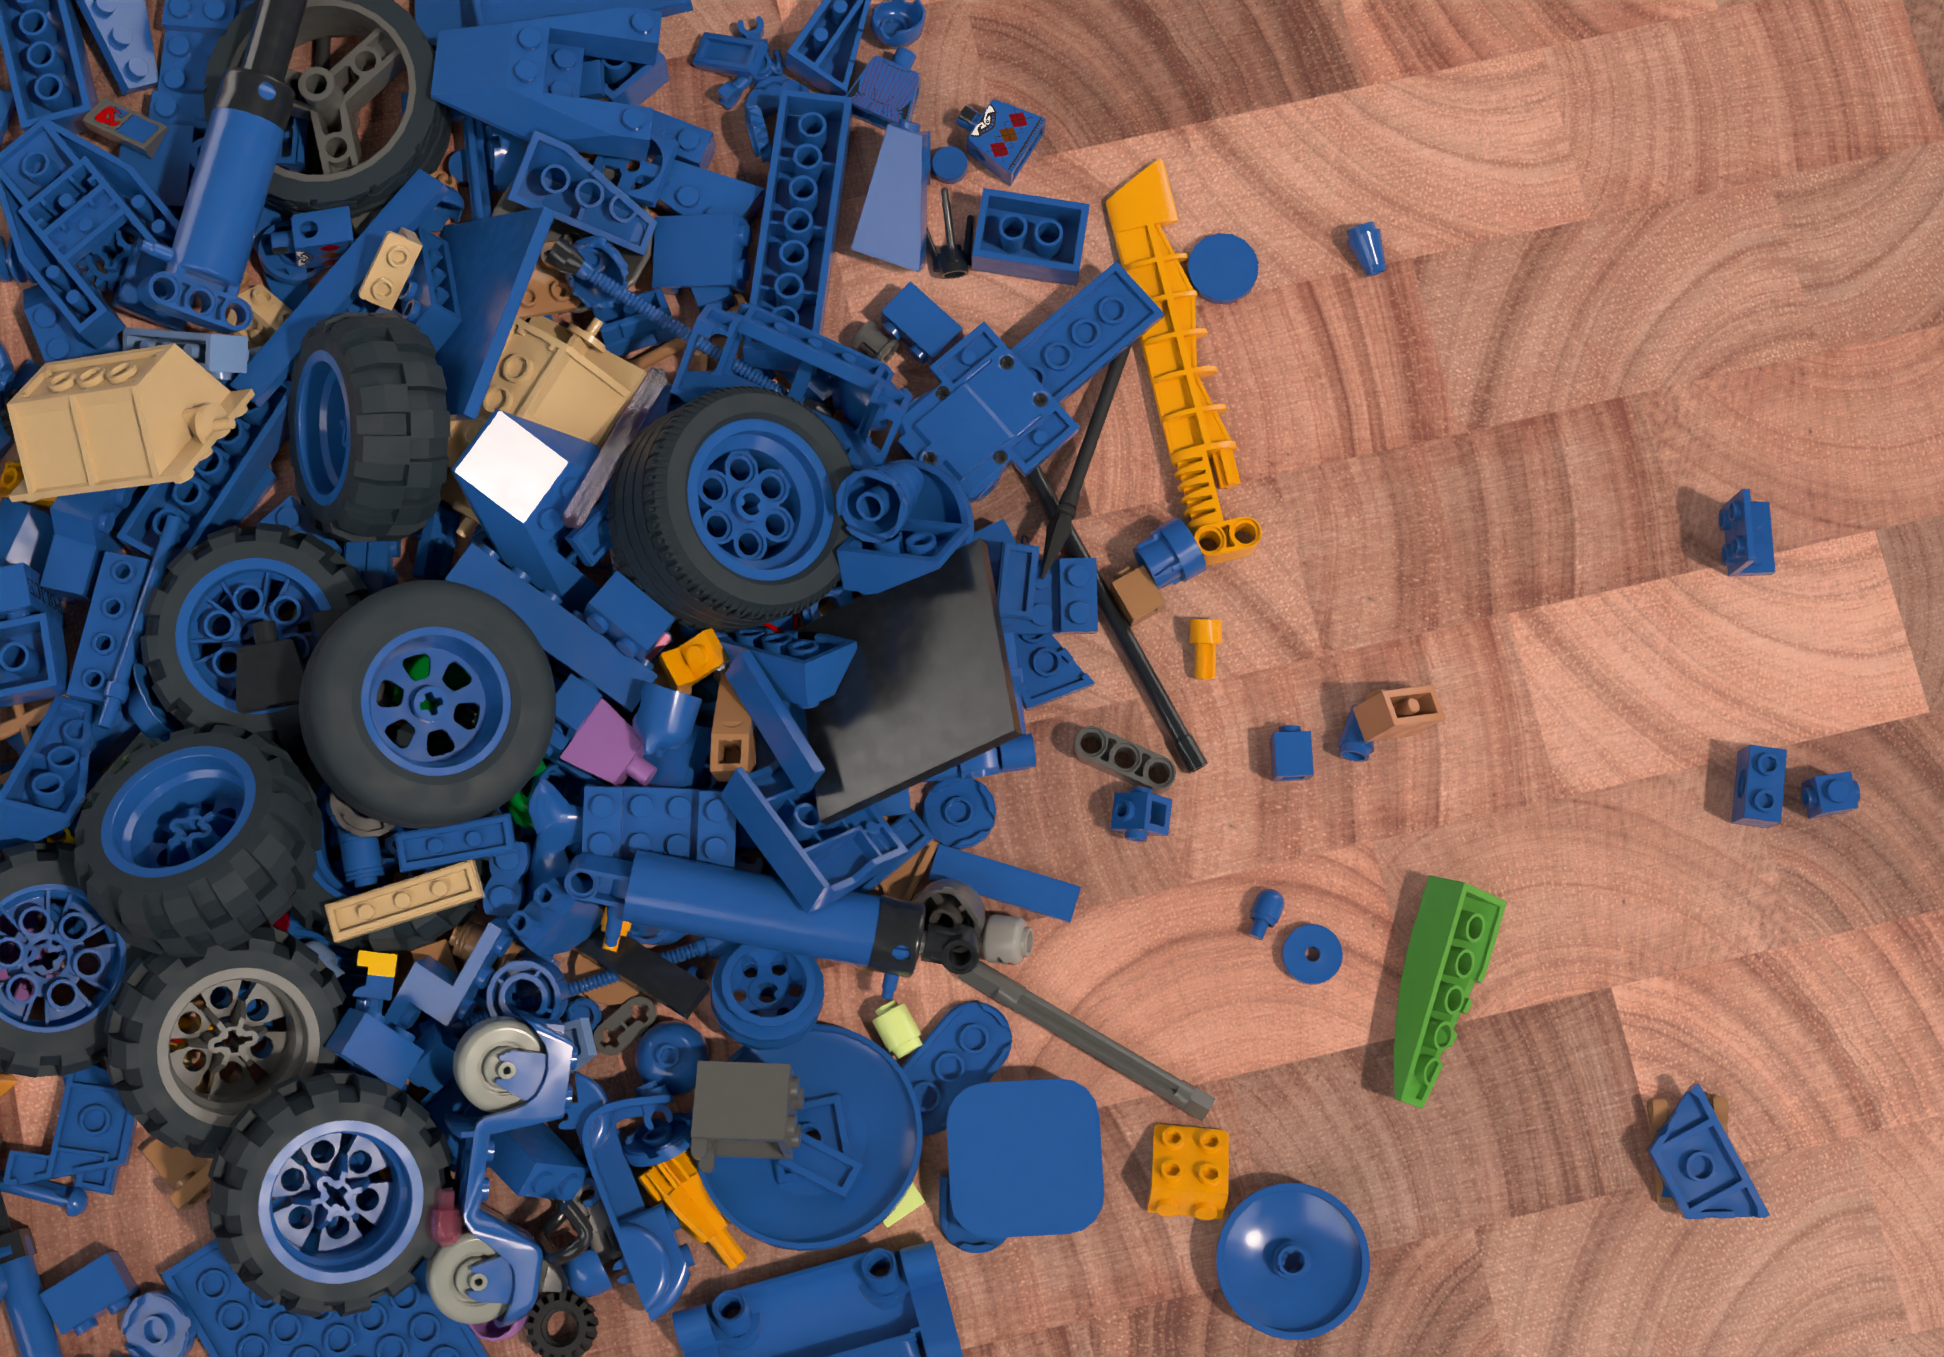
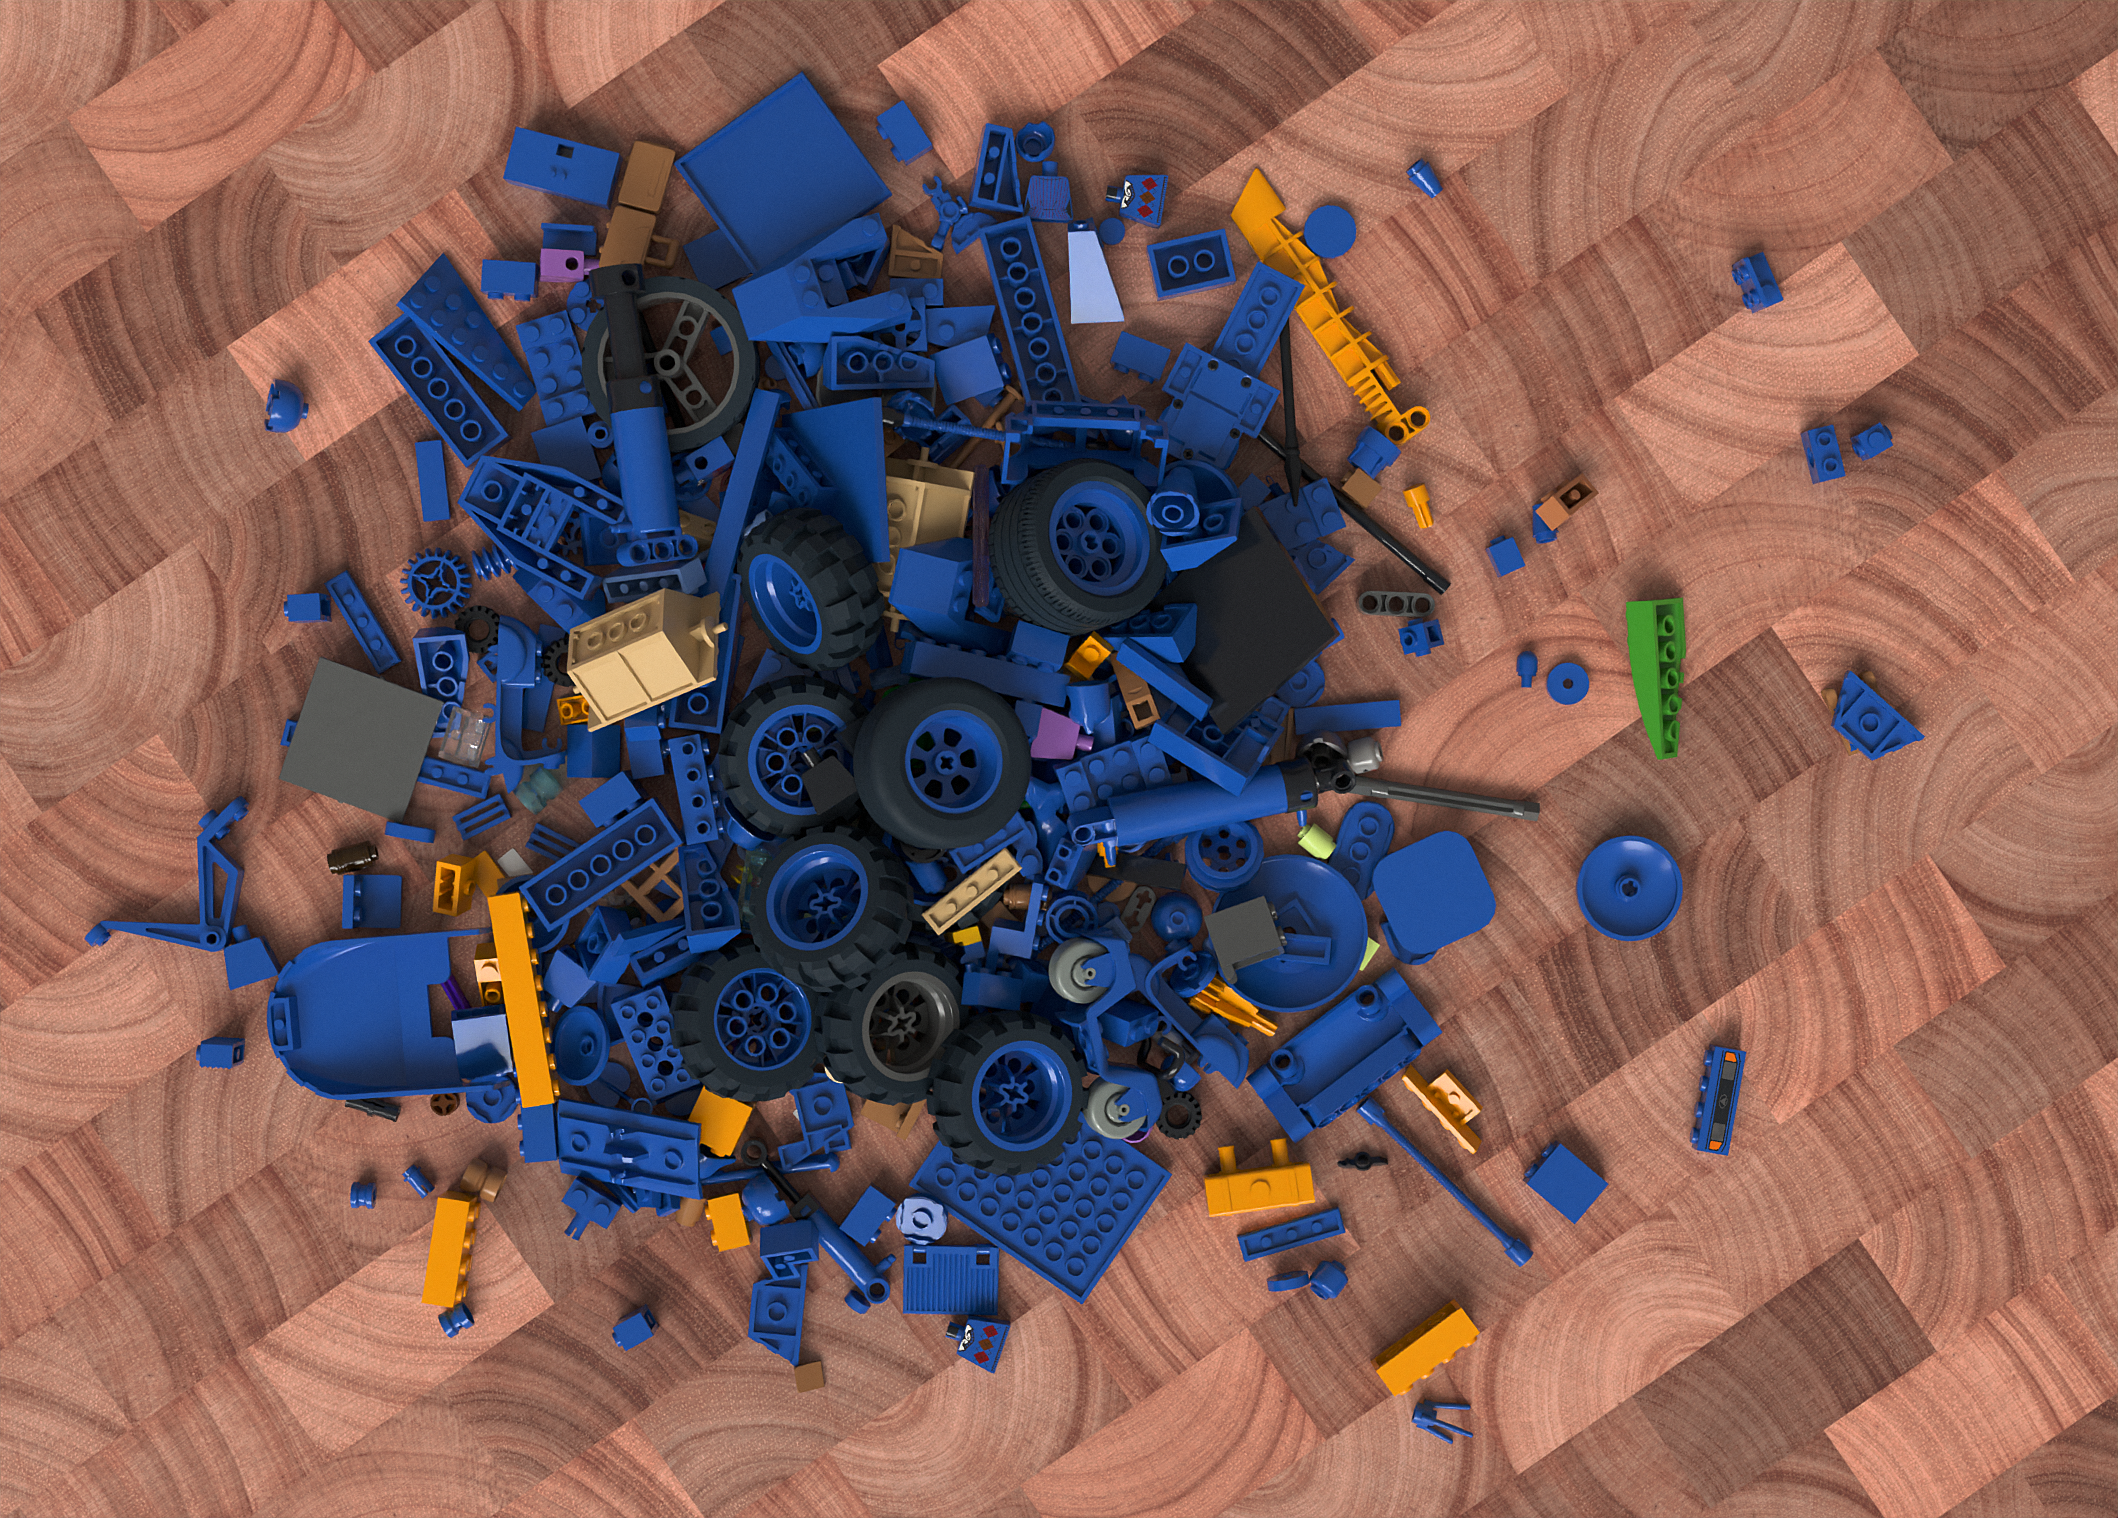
camera: 20 degrees left, 10 degrees up
(117, 689) = (721, 830): blue bar -> none
(126, 127) = (537, 436): slope -> none
(390, 268) = (774, 469): tan bracket -> none
(446, 1220) = (1088, 1080): clear pink cylinder -> none
(690, 97) = (913, 257): none -> medium nougat wing
(729, 55) = (927, 213): blue tile -> none
(758, 134) = (973, 265): blue gear -> none
(875, 343) = (1113, 382): dark grey bush -> none
(952, 260) = (1141, 301): black plant -> none
(1017, 580) = (1280, 513): blue tile -> none
(1189, 1172) = (1541, 857): light orange bracket -> none

